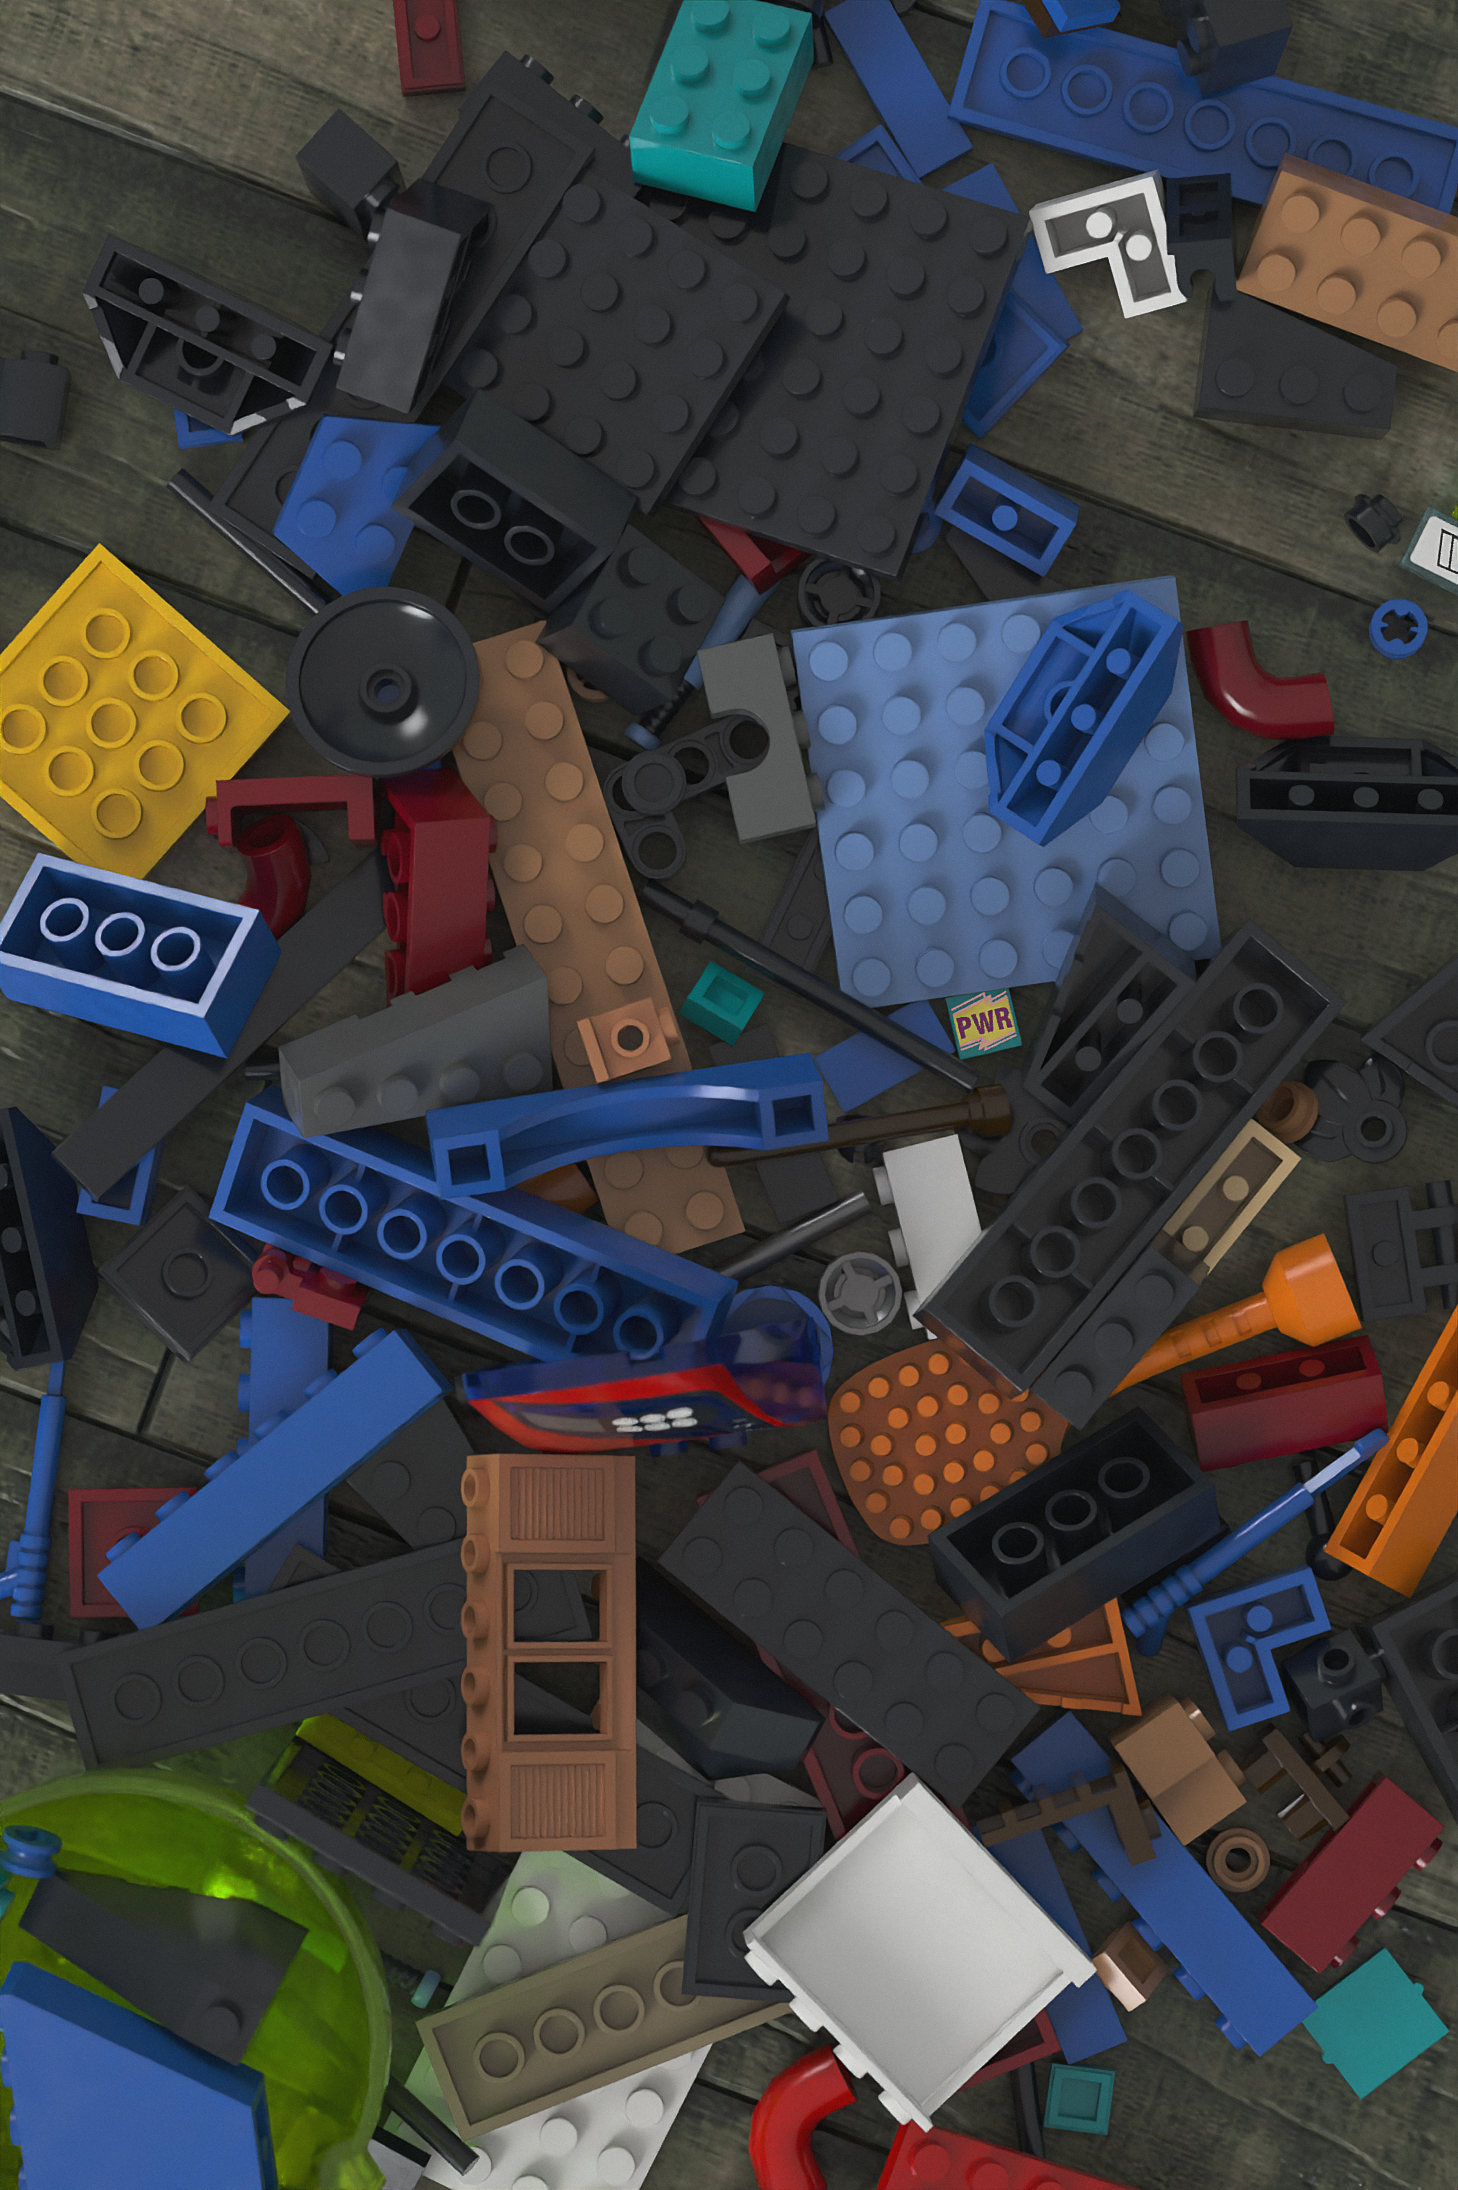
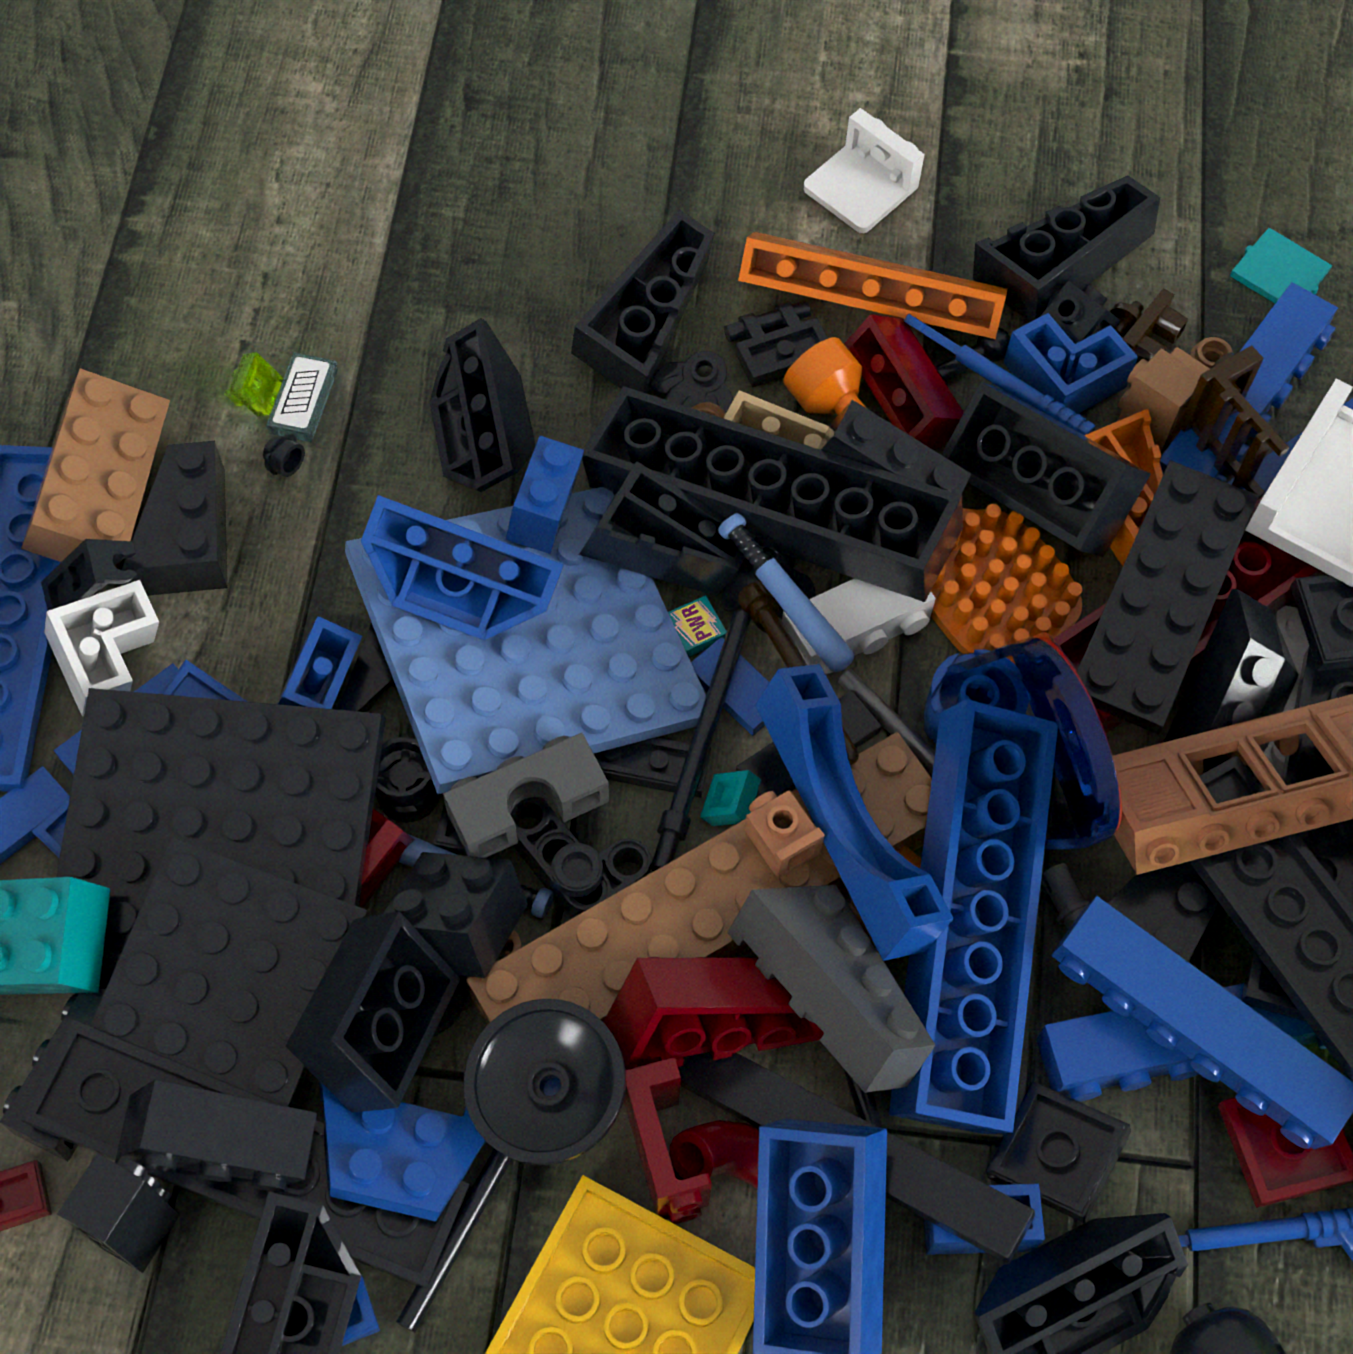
camera: 105 degrees left, 25 degrees down
(311, 1286) = (1045, 1025): dark red plate -> none
(859, 1293) = (913, 654): flat silver wheel -> none
(945, 1149) = (801, 611): none -> medium blue piece
(1129, 1966) = (1304, 401): medium nougat plate -> none
(1189, 854) = (544, 494): none -> blue brick
(1251, 696) = (424, 478): dark red cylinder -> none
(1351, 1874) = (1208, 294): dark red brick -> none
(1396, 648) = (356, 416): blue bush -> none

